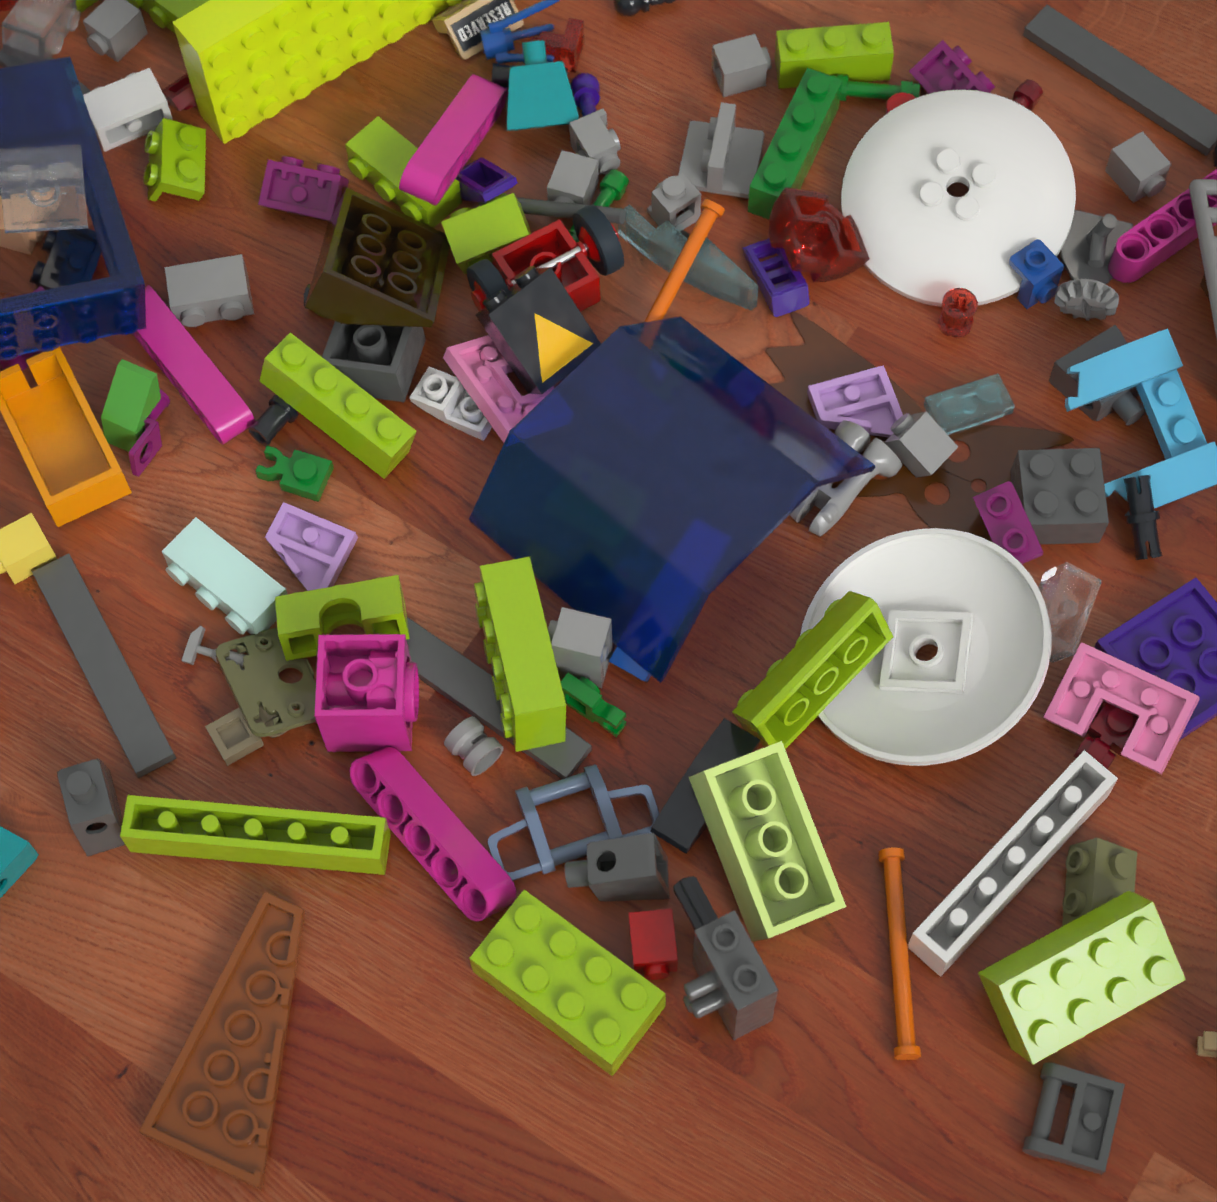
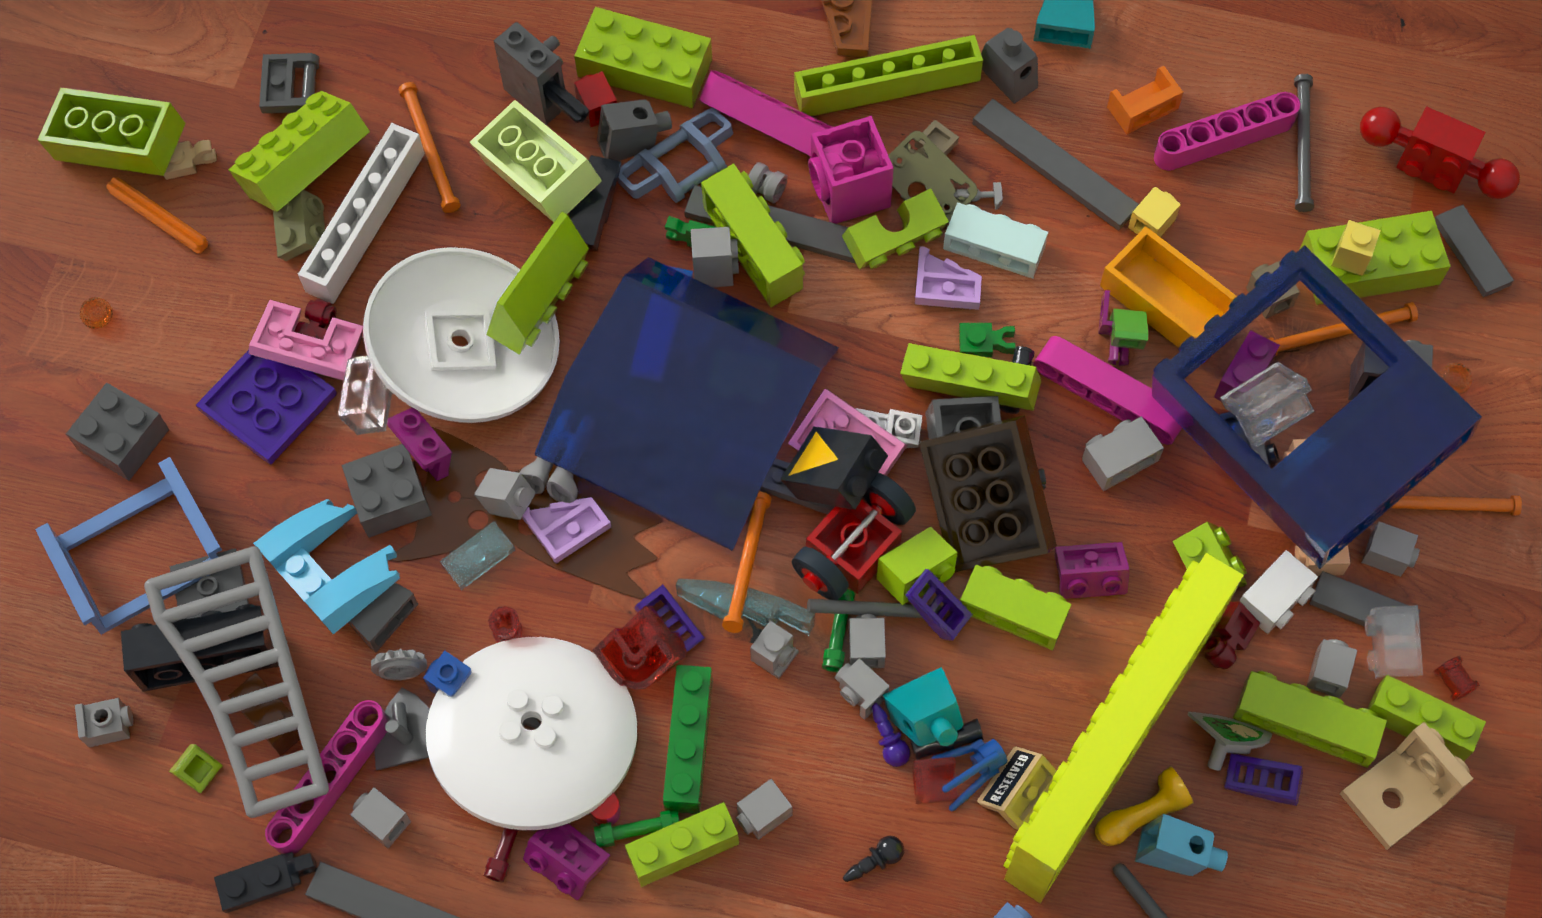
camera: 160 degrees right, 0 degrees up
(453, 139) = (979, 633): dark pink beam -> none
(720, 155) = (750, 713): light grey bracket -> none
(1142, 517) = (317, 491): black pin -> none

